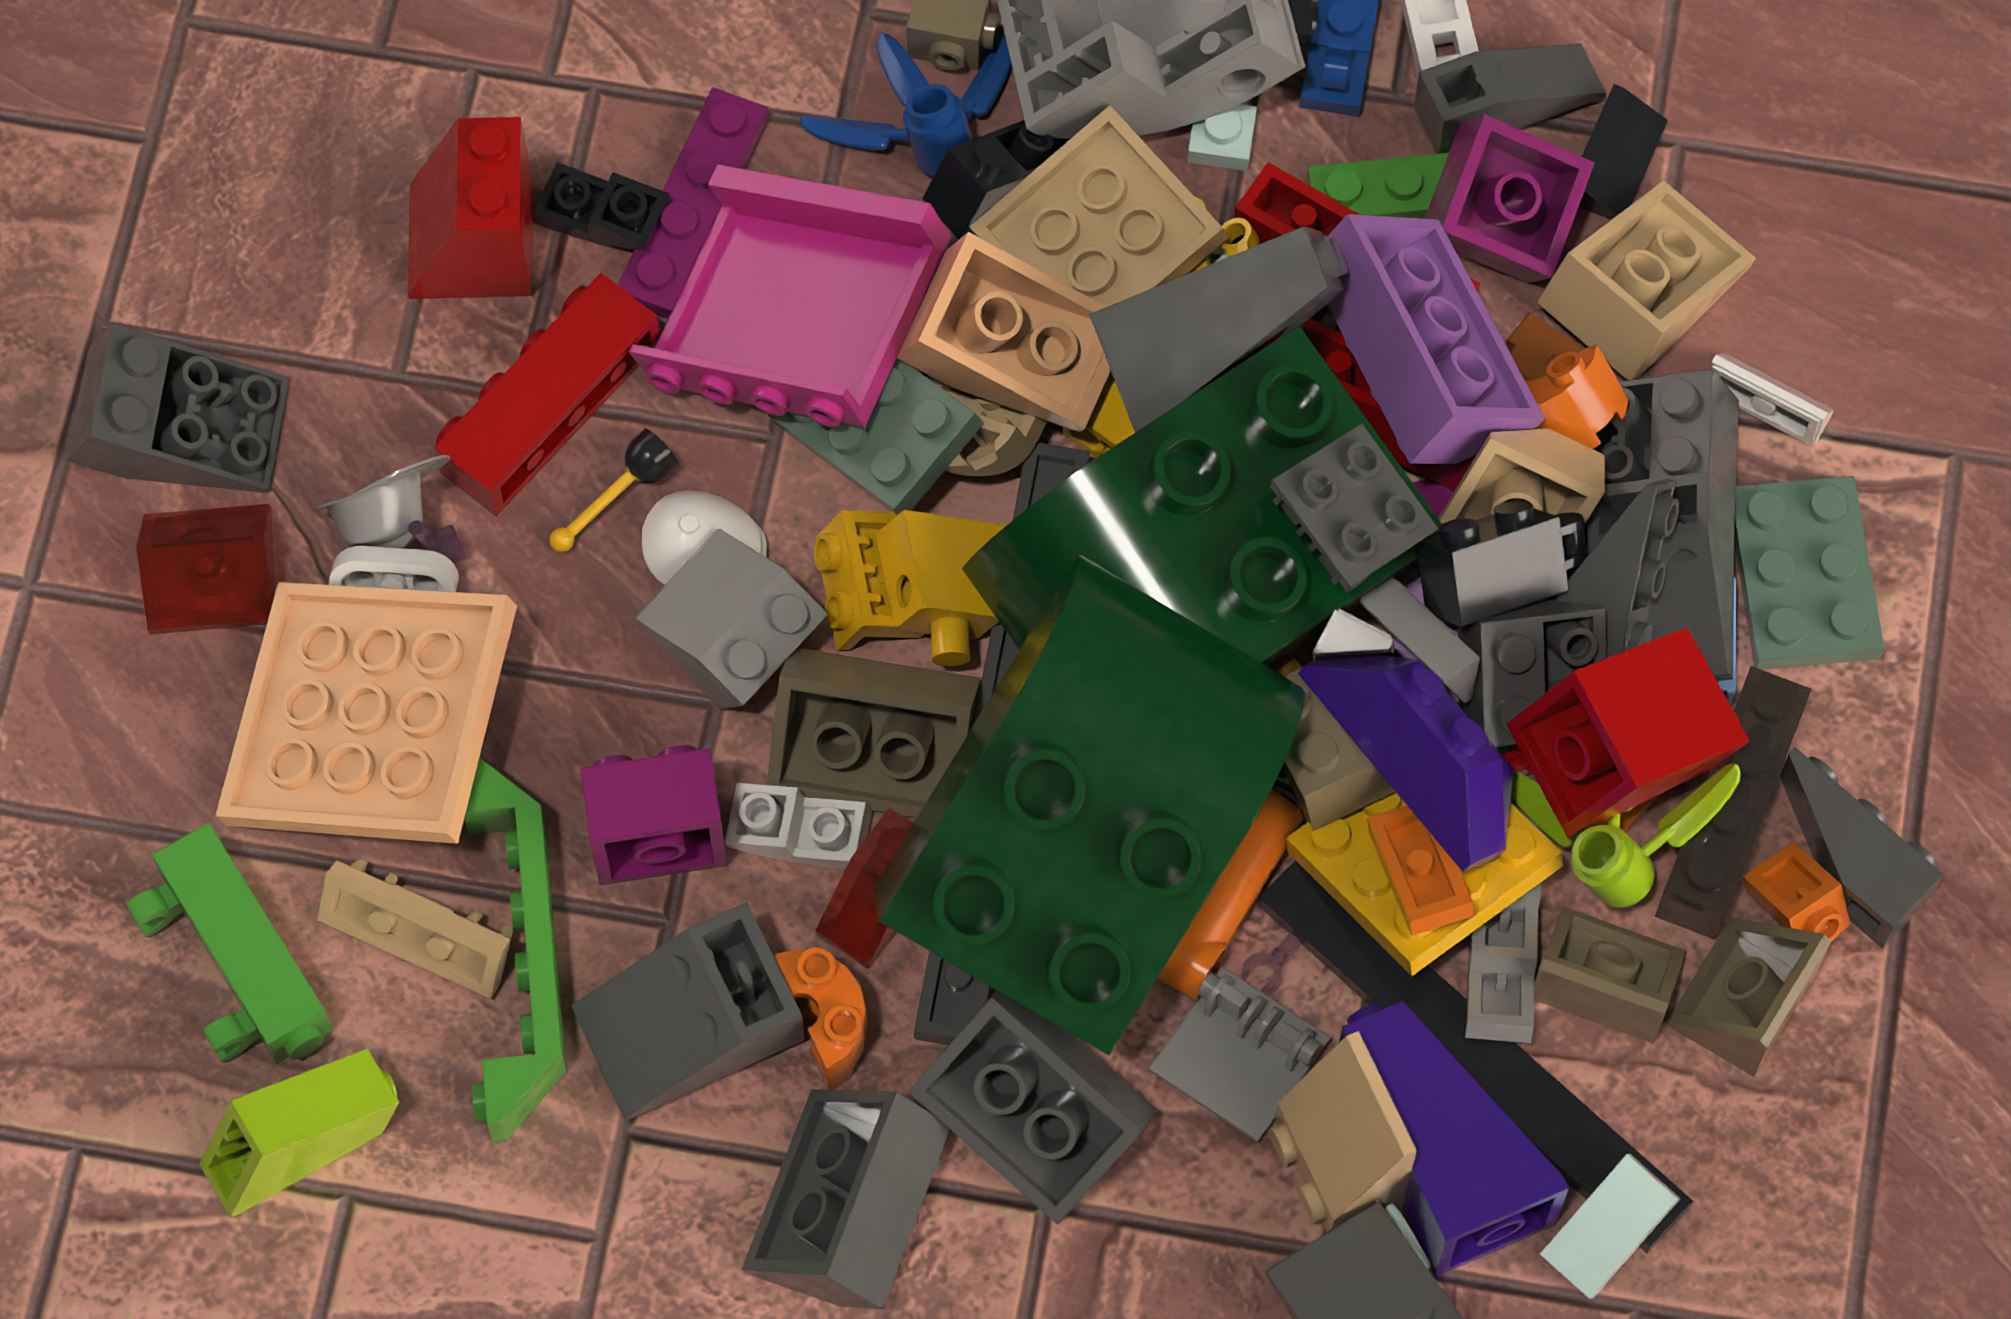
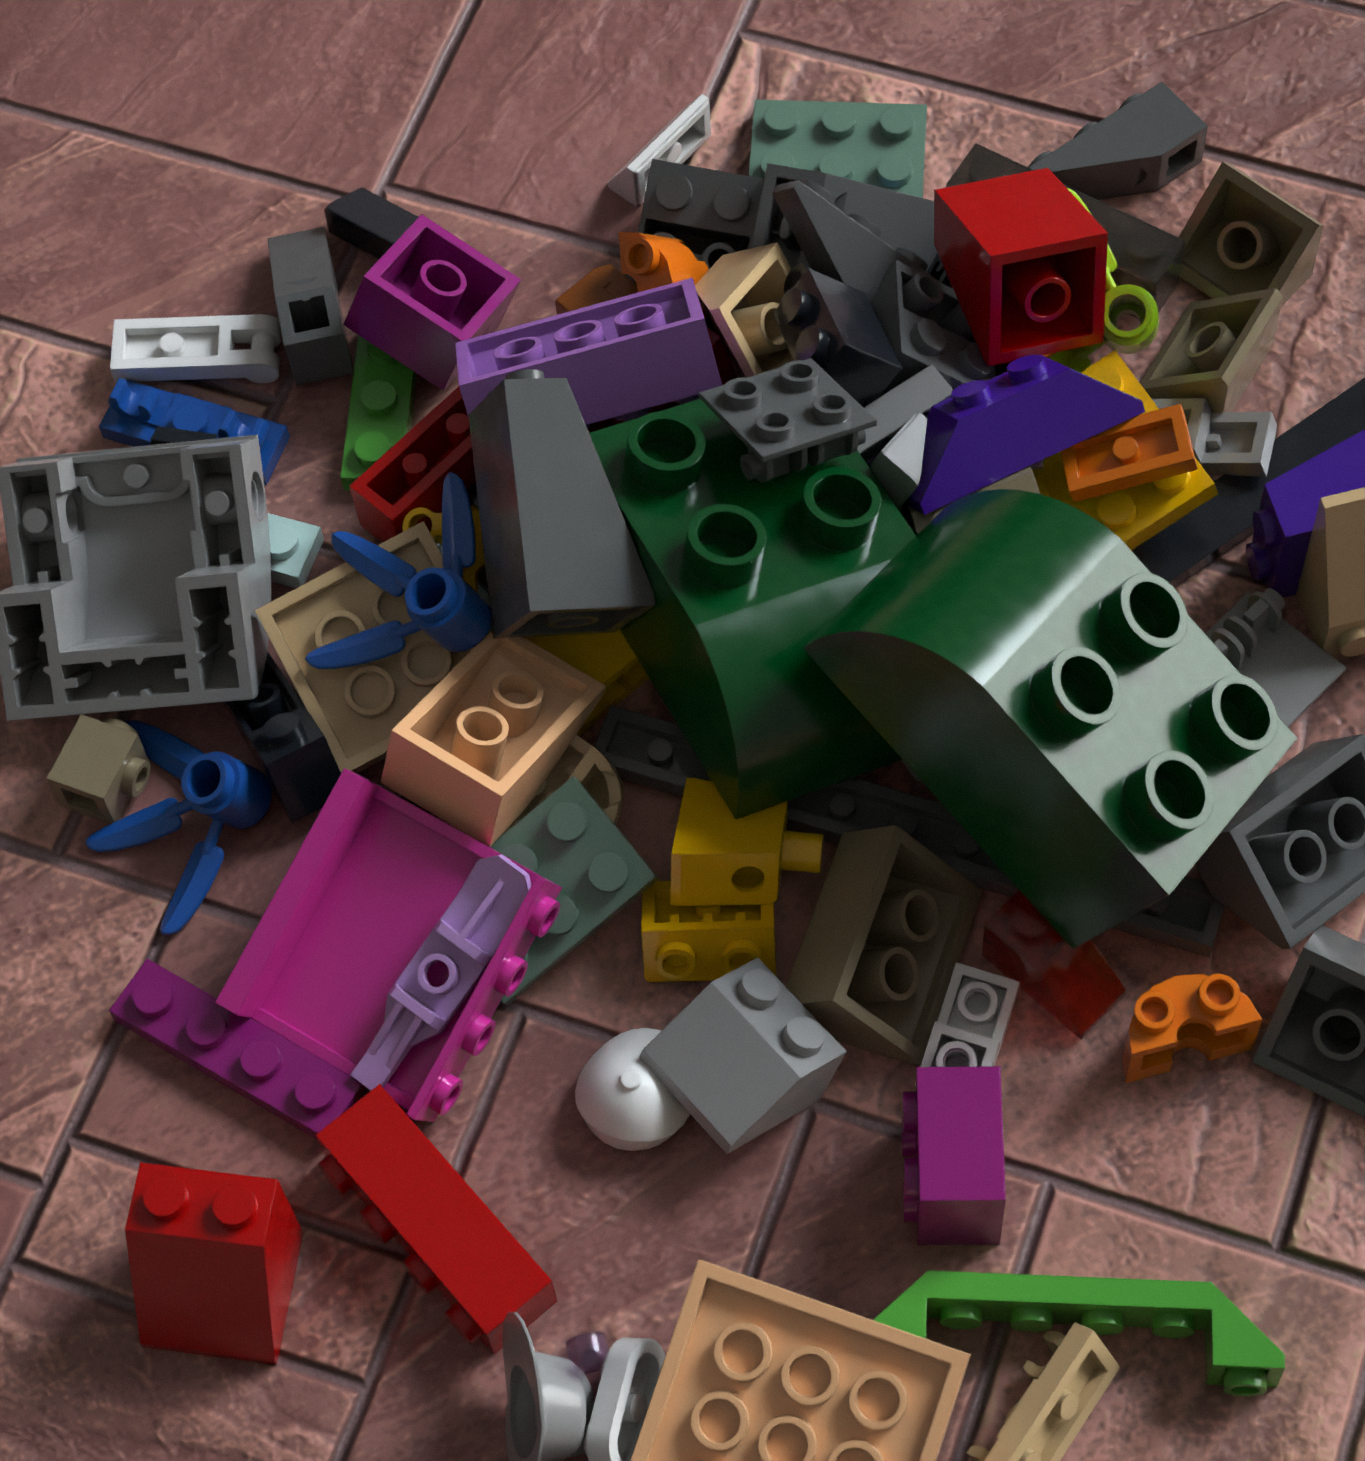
camera: 75 degrees left, 5 degrees down
(600, 210) = (231, 1123): black slope -> none
(645, 461) = (530, 1131): hinge -> none
(690, 1013) = (1172, 1156): dark grey slope -> none
(793, 350) = (465, 943): none -> lavender piece
(1120, 244) = (434, 597): none -> blue plant
(1644, 279) = (531, 221): tan slope -> none
(1799, 892) = (1157, 195): orange bracket -> none

